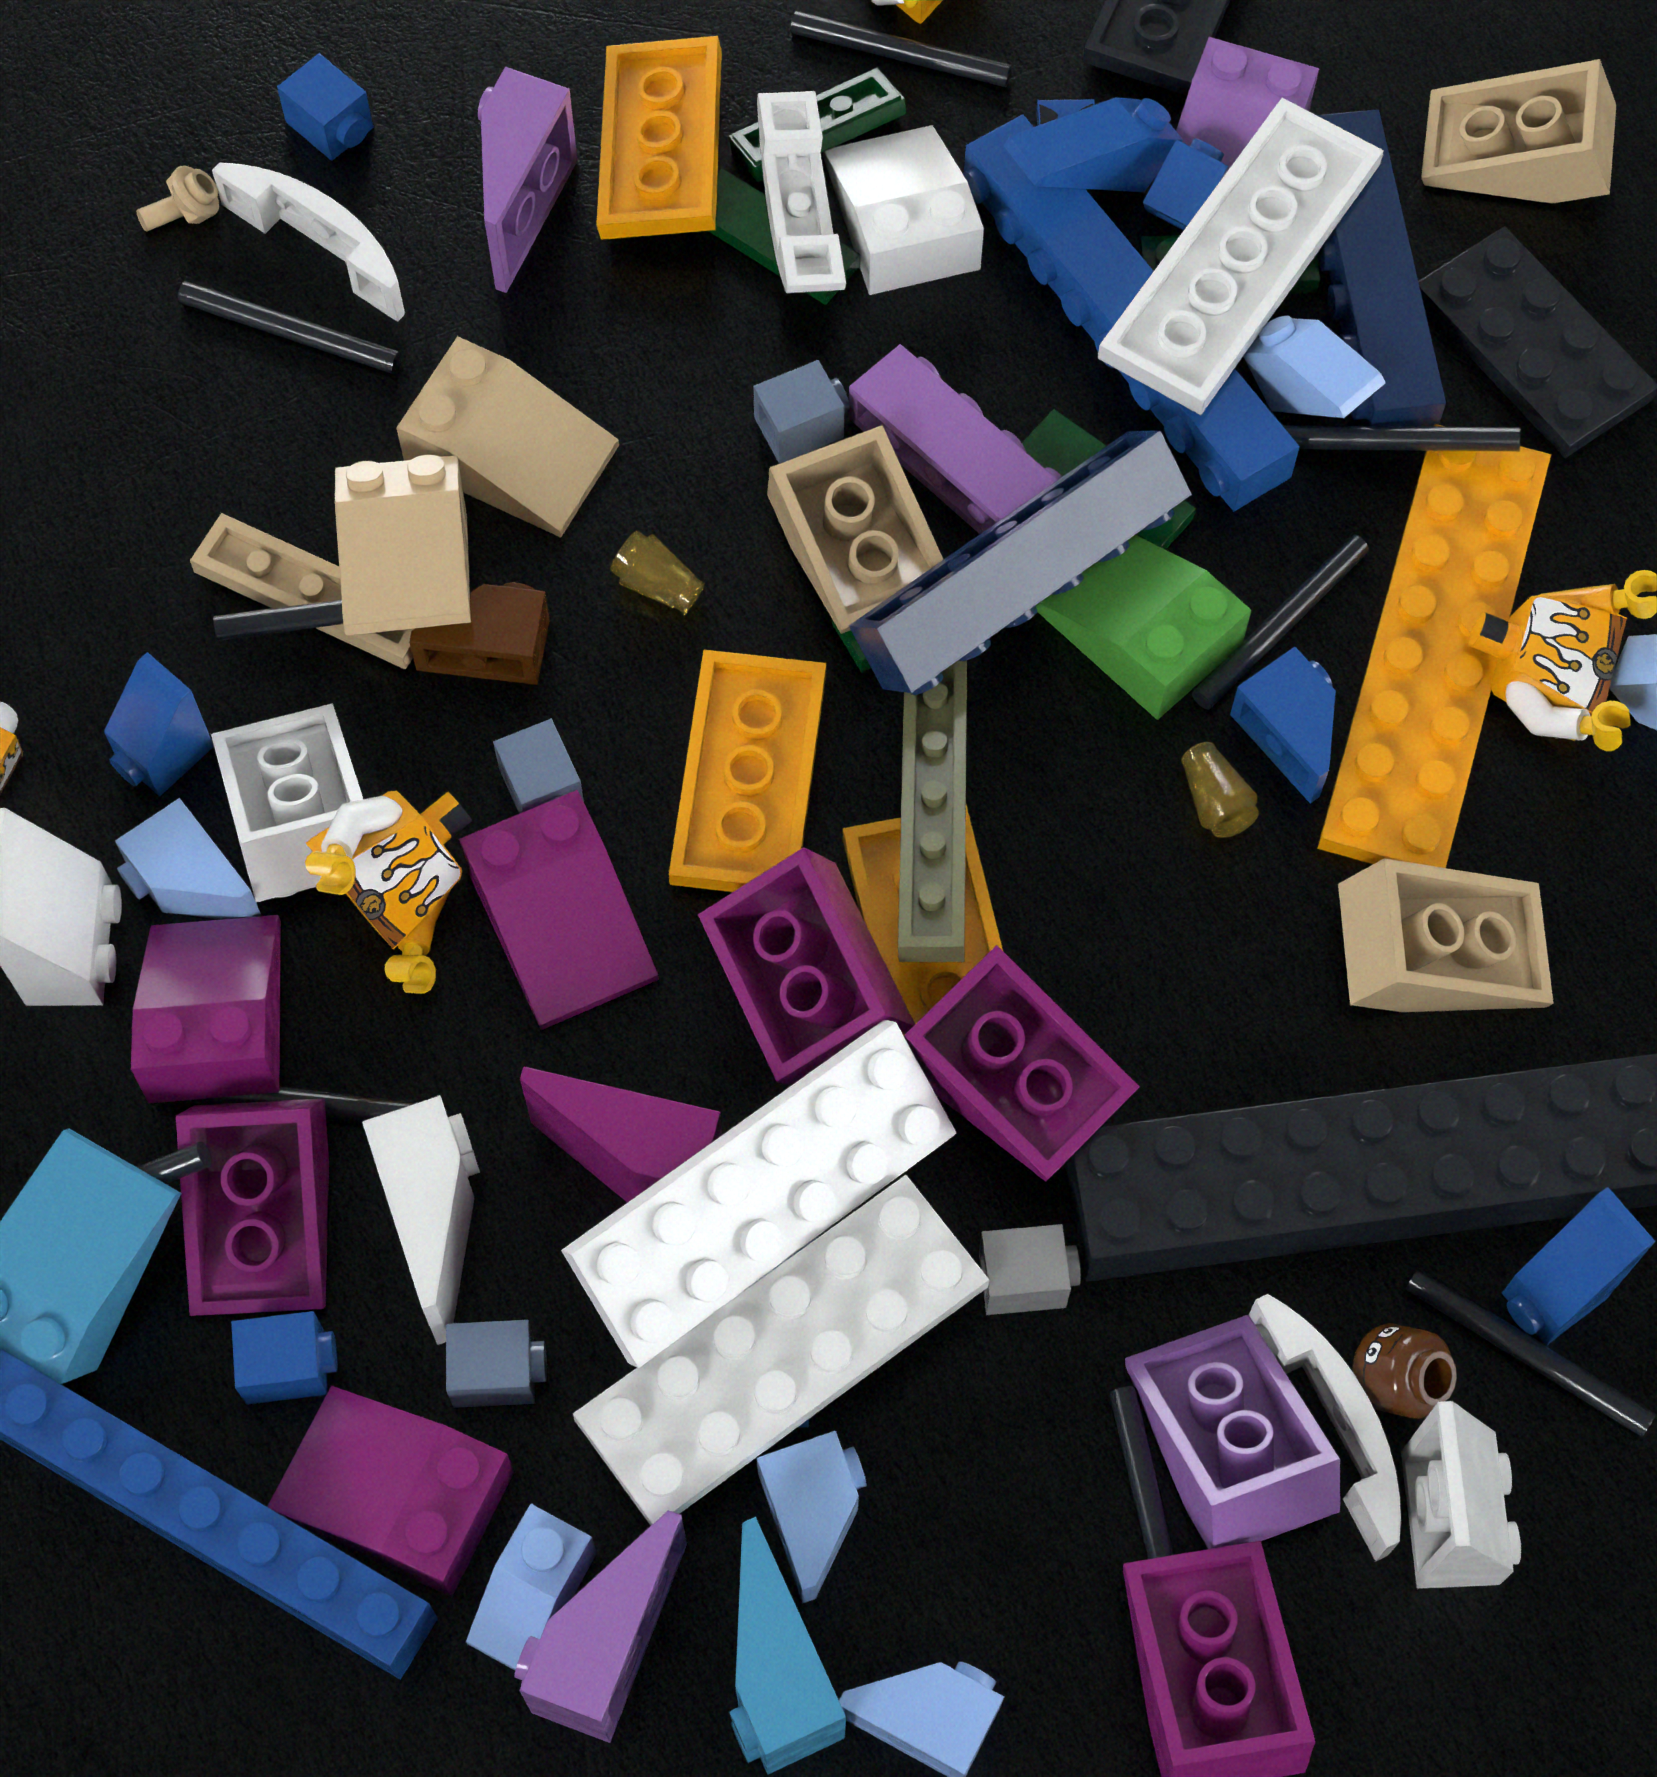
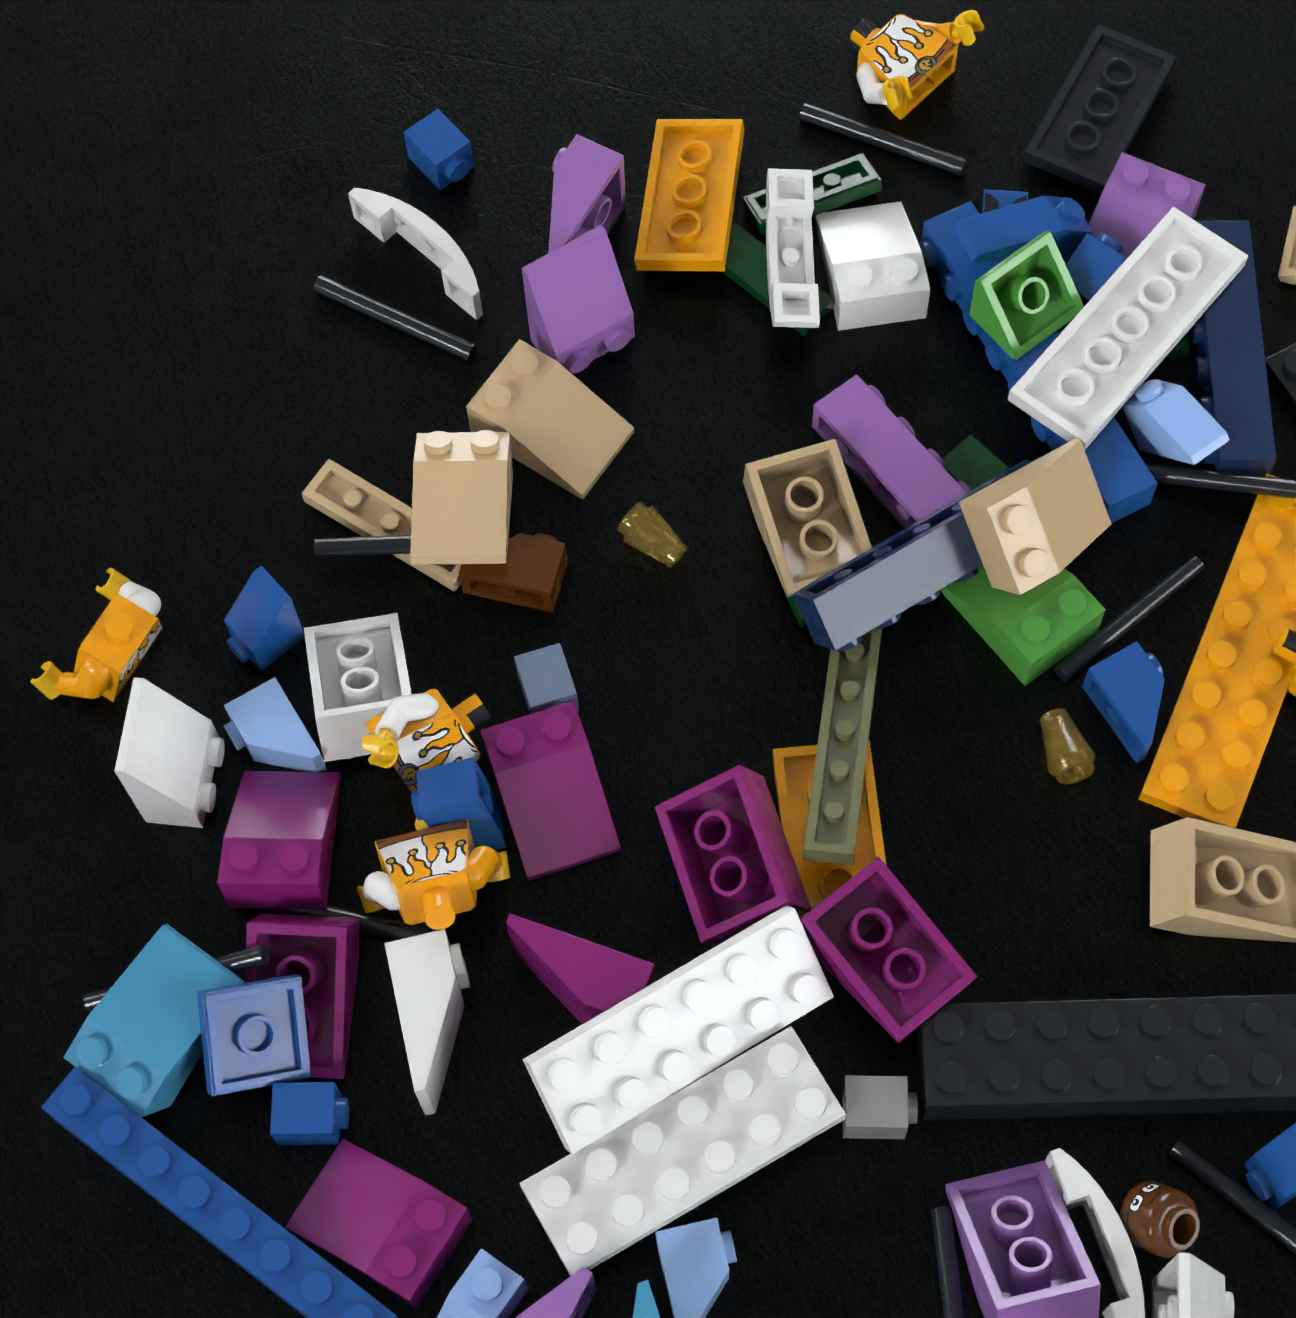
camera: 10 degrees right, 0 degrees up
(192, 197) = (332, 211): tan plate -> none
(199, 1260) = (253, 1034): none -> tile
(414, 1029) = (432, 874): none -> torso
(442, 937) = (460, 793): none -> blue slope
(493, 1363) = (465, 1135): sand blue brick -> none
(529, 280) = (578, 302): none -> medium lavender slope
(746, 768) = (704, 695): light orange plate -> none
(800, 411) = (775, 418): sand blue brick -> none
(1107, 225) = (1026, 297): none -> bright green slope
(1151, 502) = (1036, 519): none -> tan slope

